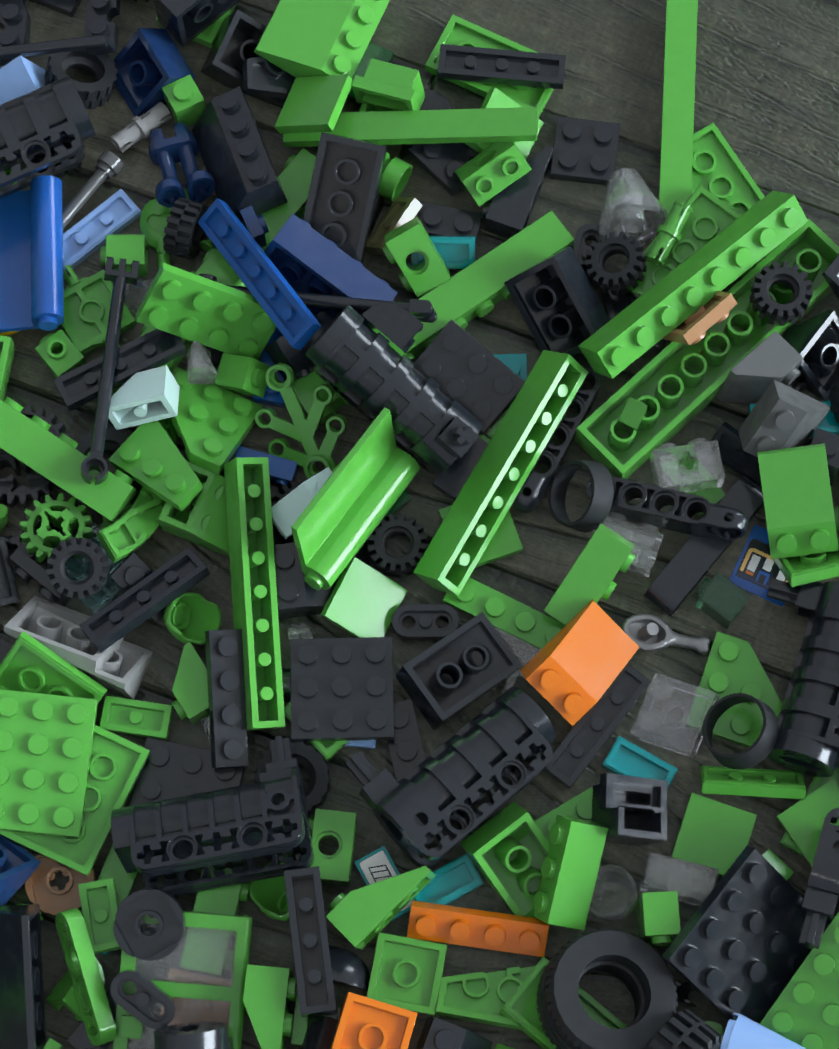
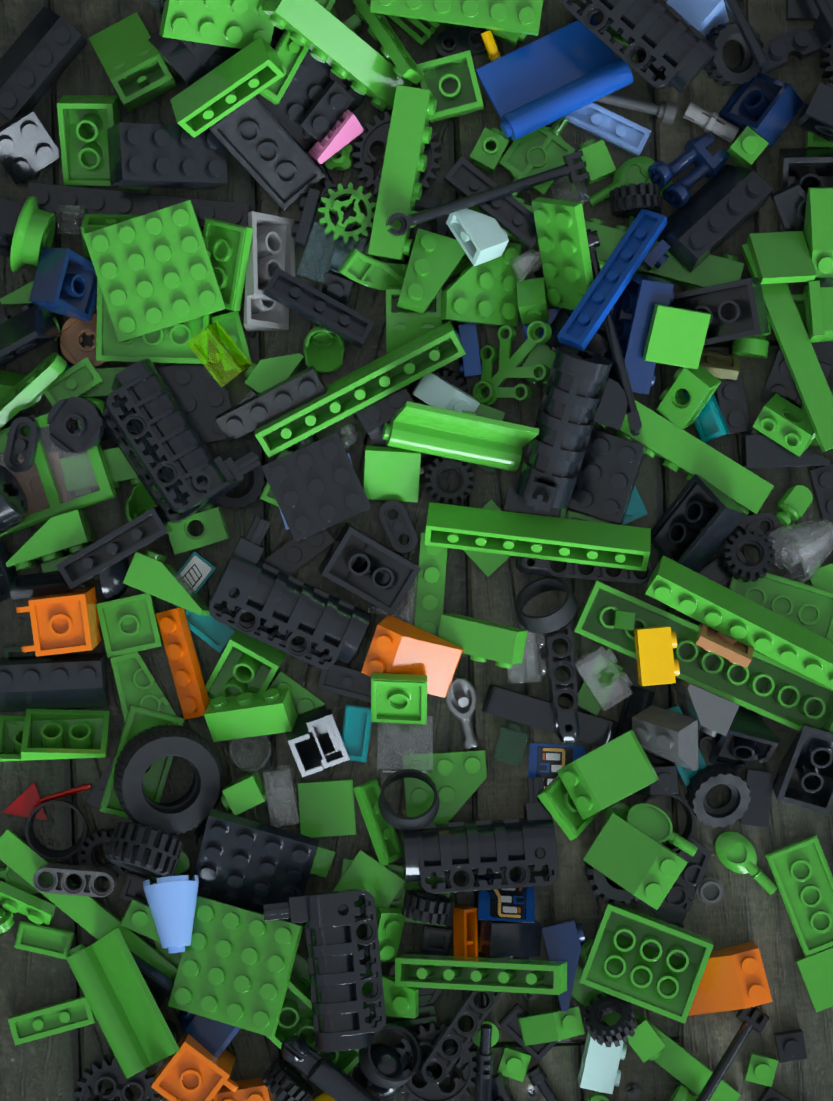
camera: 65 degrees right, 15 degrees up
(70, 548) = (304, 240): black tyre -> none
(144, 733) = (218, 353): none -> clear neon green panel
(348, 234) = (676, 336): none -> bright green tile
(579, 202) = (793, 504): none -> bright green arm
(619, 694) = (399, 698): none -> bright green tile
(669, 233) = (790, 588): bright green pin -> none
(685, 395) = (655, 655): none -> yellow brick
(789, 277) = (791, 697): black tyre -> none

